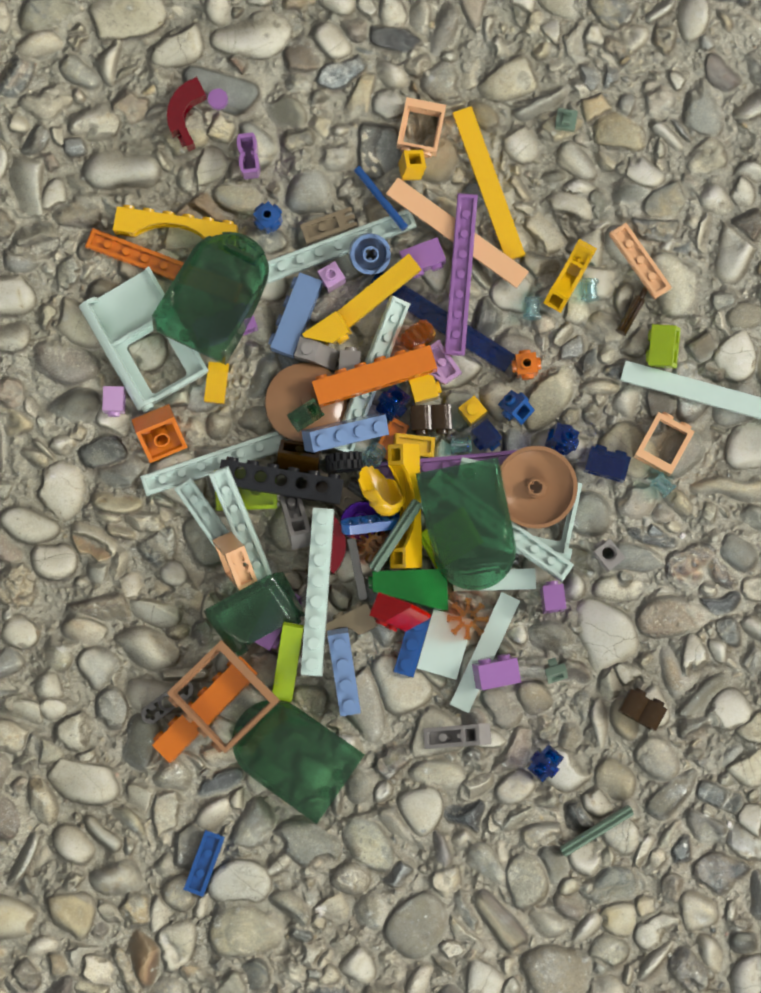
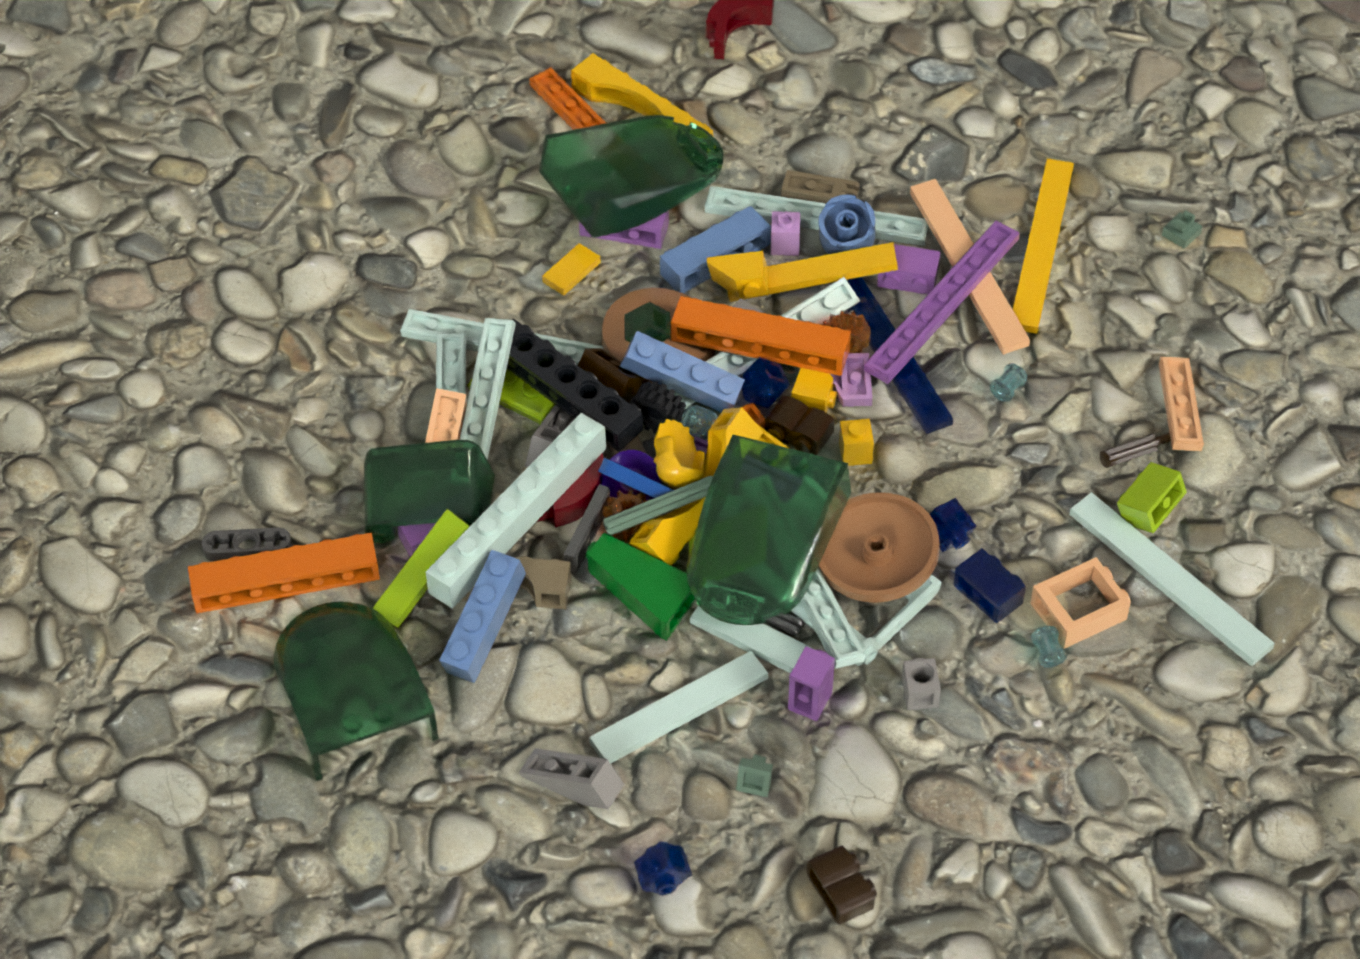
camera: 30 degrees right, 30 degrees down
(114, 400) = (441, 223): lavender brick -> none
(125, 317) = (509, 162): light aqua piece -> none
(159, 433) = (465, 279): orange slope -> none
(191, 715) = (307, 511): medium nougat window -> none
(204, 863) = (139, 737): blue plate -> none
(218, 99) = (783, 27): medium lavender tile -> none
(248, 153) = (776, 81): medium lavender brick -> none
(271, 223) = (754, 146): blue brick -> none
(316, 353) = (705, 284): light grey slope -> none
(381, 198) = (901, 193): blue bar -> none
(396, 613) = (599, 588): red slope -> none
(411, 649) = (592, 649): blue plate -> none
(412, 165) = (961, 176): yellow brick -> none
(425, 108) = (1002, 129): light nougat window -> none
(441, 650) = (634, 671): light aqua tile -> none
(472, 623) = (683, 648): clear orange gear -> none
(486, 436) = (859, 472): clear blue brick -> none
(496, 672) = (676, 727): medium lavender brick -> none
(516, 407) = (923, 465): blue brick -> none
(522, 371) = (958, 430): orange brick -> none
(570, 276) = (1080, 374): yellow arch -> none
(589, 289) = (1094, 400): clear light blue bush -> none

